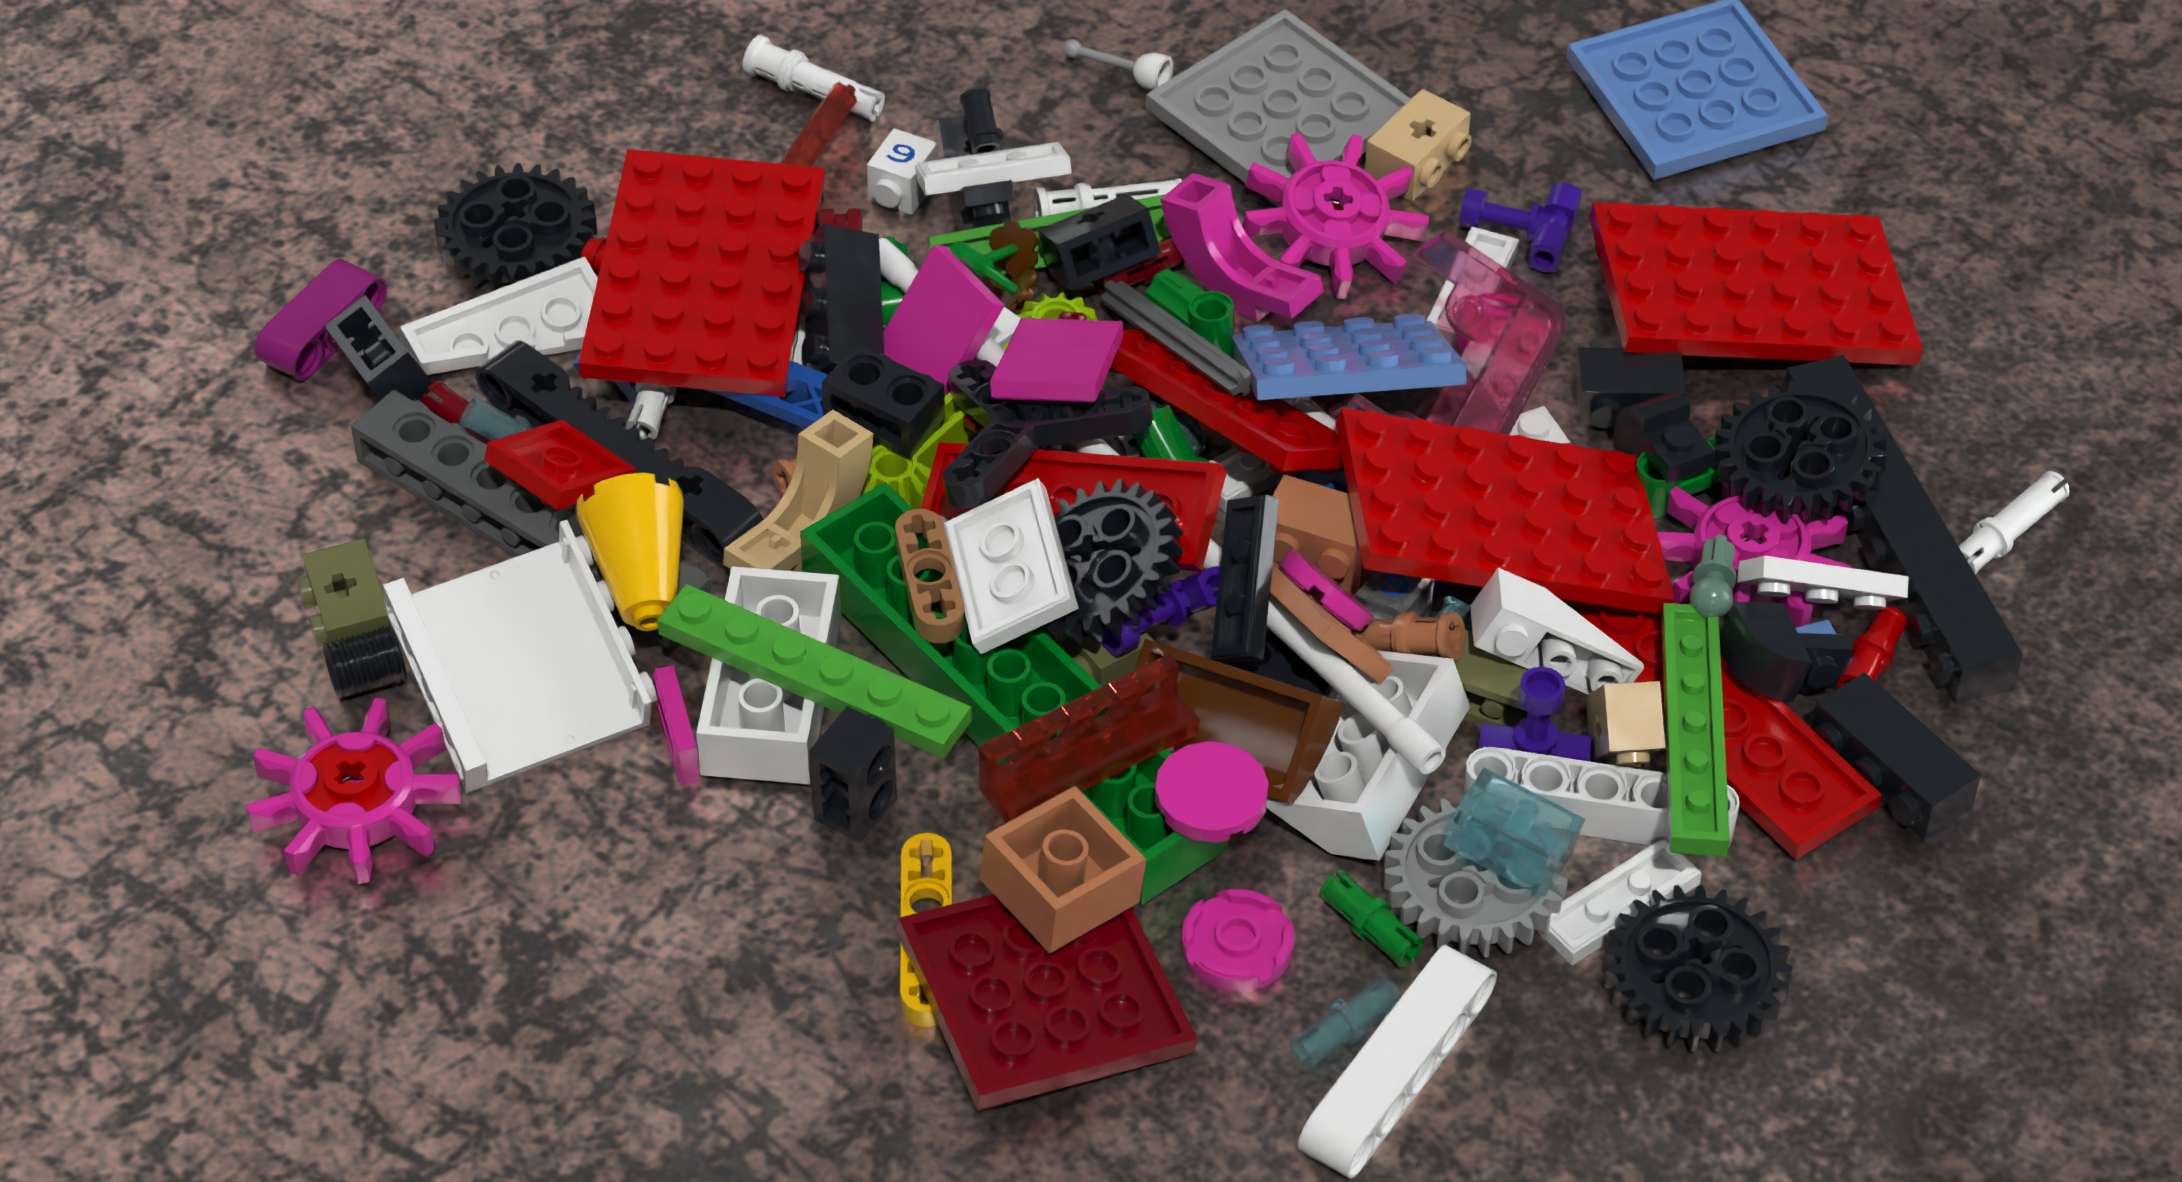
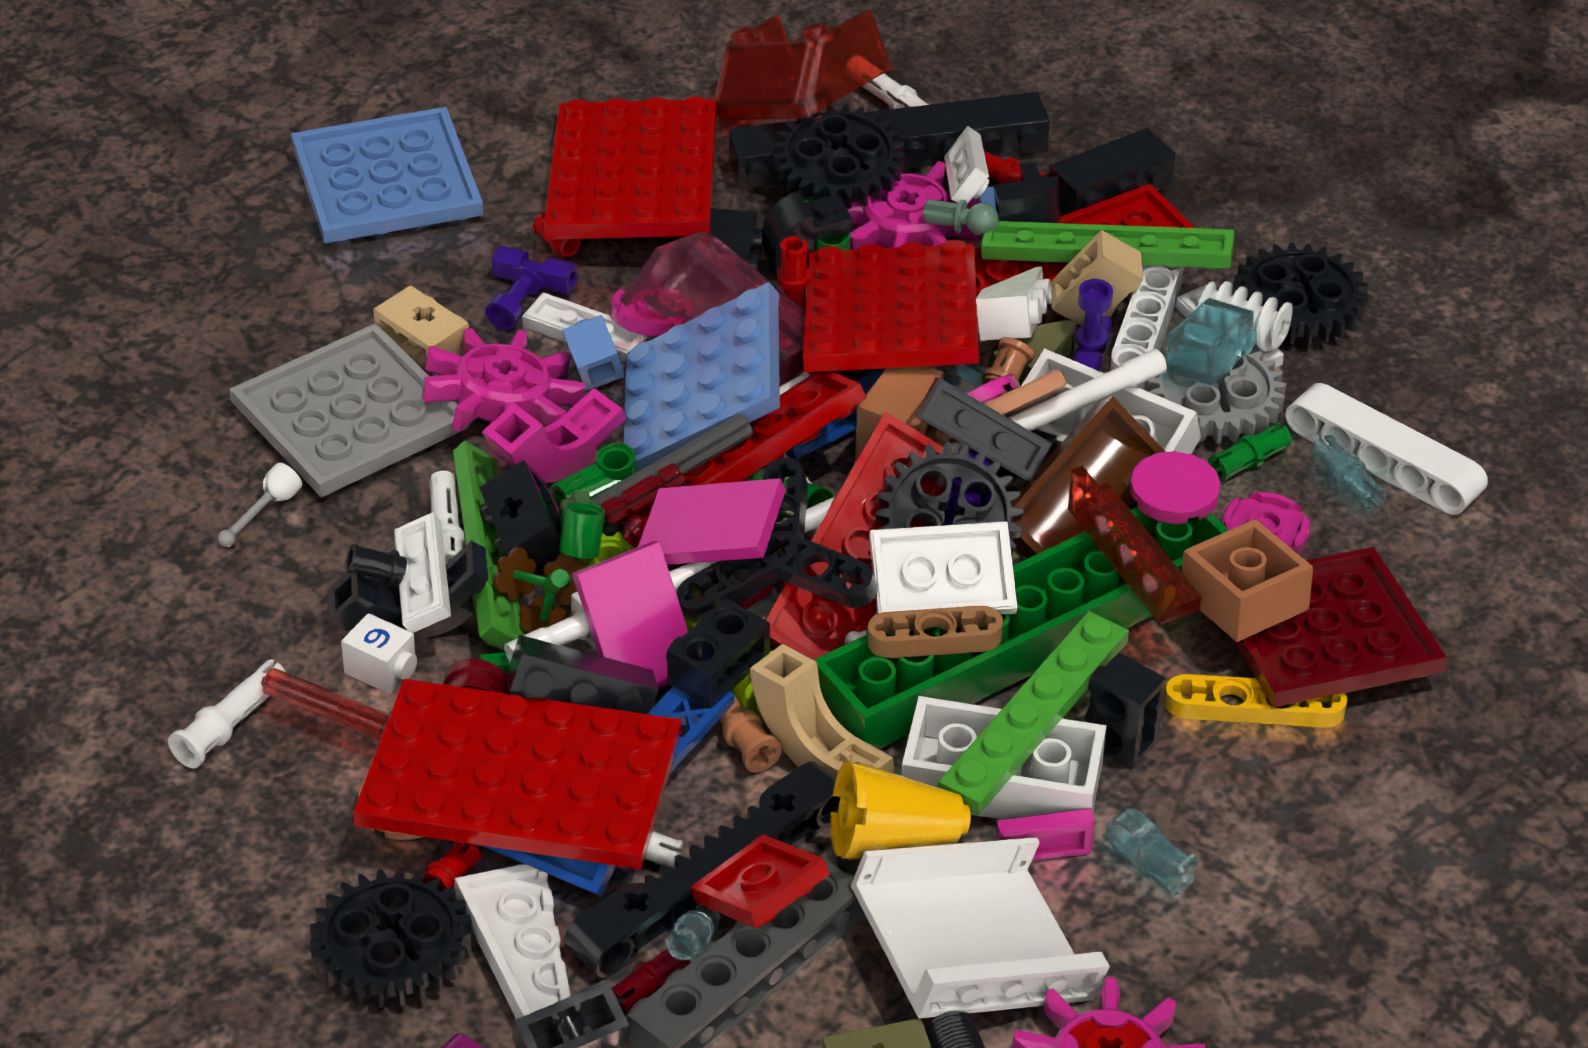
camera: 85 degrees left, 5 degrees down
(672, 817) = (1141, 843): none -> clear light blue piece
(1065, 271) = (581, 526): none -> green piece
(1142, 328) = (641, 494): none -> dark red axle
(1399, 282) = (593, 352): none -> medium blue brick
(1533, 411) = (794, 275): none -> red pin
(1597, 882) = (1268, 322): none -> white piece
(1951, 384) = (791, 79): none -> clear red windscreen

